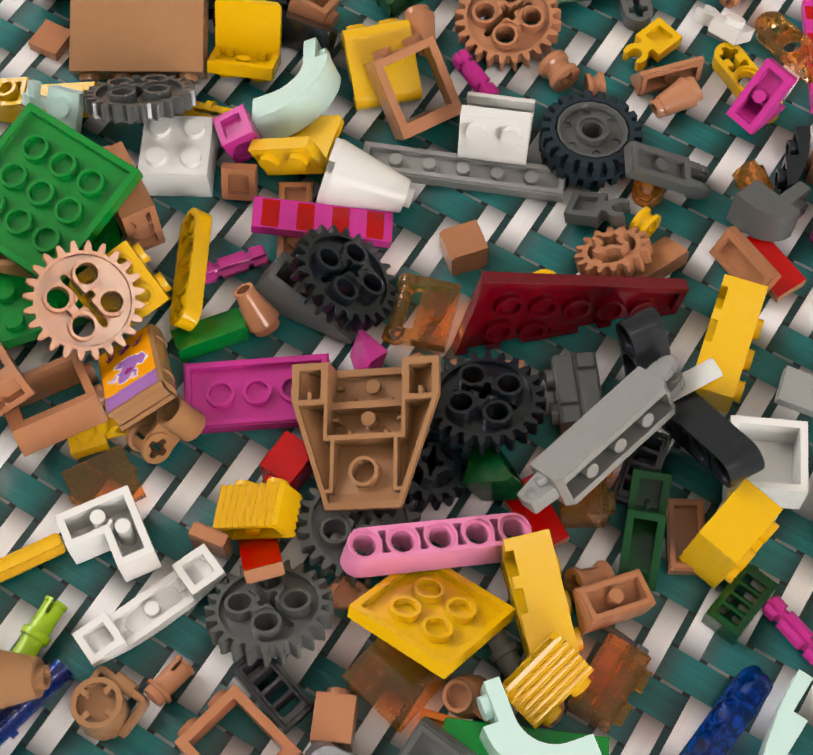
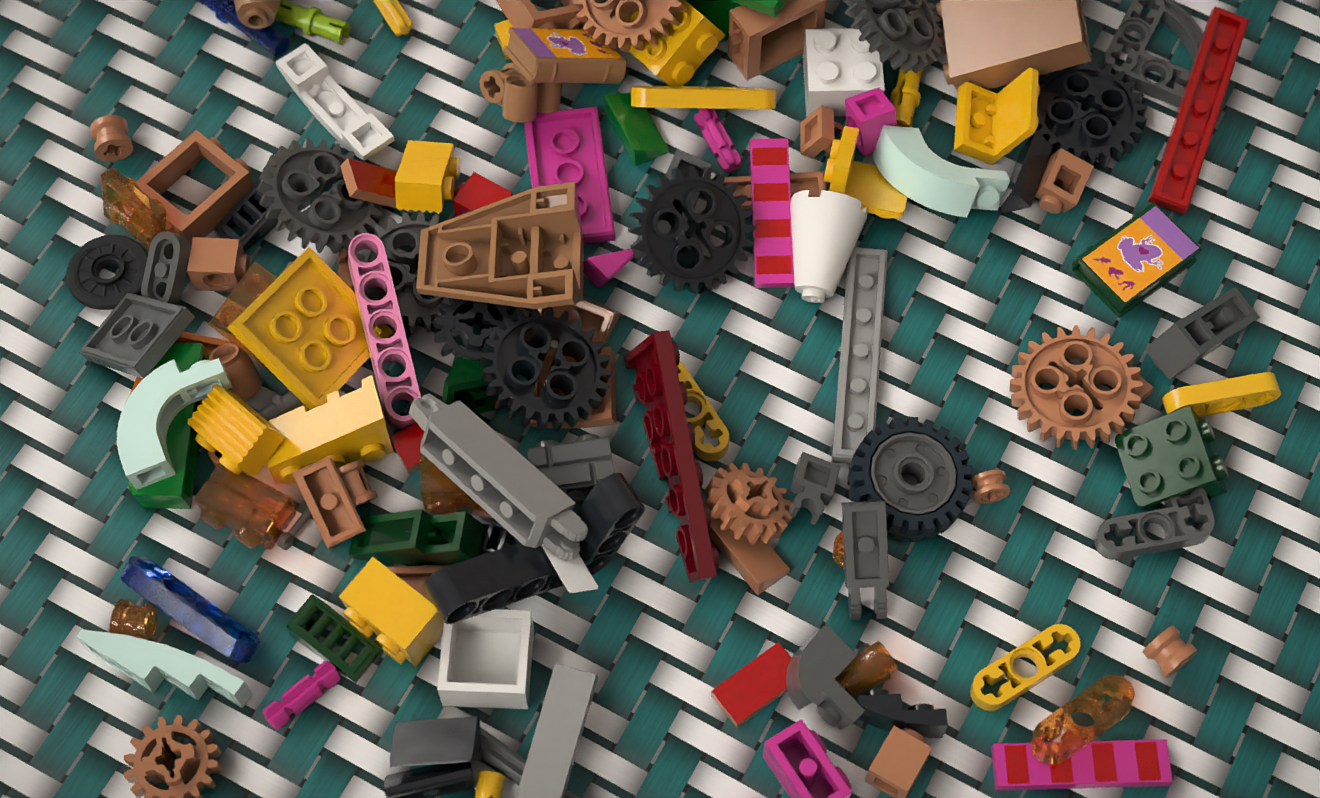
camera: 85 degrees right, 0 degrees up
(102, 475) = (465, 57): clear orange piece -> none
(102, 708) = (240, 80): medium nougat piece -> none
(107, 525) = (408, 64): white brick -> none
(168, 681) = (257, 124): nougat pin -> none
(215, 540) = (397, 144): nougat tile -> none
(257, 312) = (654, 157): nougat cone -> none
(362, 41) = (992, 251): yellow piece -> none
(402, 128) = (920, 307): nougat window -> none
(421, 21) = (1051, 297): nougat cone -> none
(433, 316) = (685, 328): clear orange plate -> none
(463, 247) = (750, 353): nougat piece -> none
(473, 73) = (992, 360): dark pink axle -> none
(495, 128) = (910, 376): white piece -> none
(558, 71) = (1008, 445): nougat wheel -> none
(646, 221) = (799, 542): yellow bush -> none
(653, 41) = (1069, 556): yellow plate -> none
(663, 76) = (1023, 571): nougat slope -> none
(677, 97) = (988, 582): nougat cone -> none
(727, 27) = (1102, 639): white plate -> none
(728, 339) = (633, 625): yellow wedge -> none
(742, 259) = (750, 651): nougat tile -> none
(762, 96) = (981, 667): dark pink slope -> none

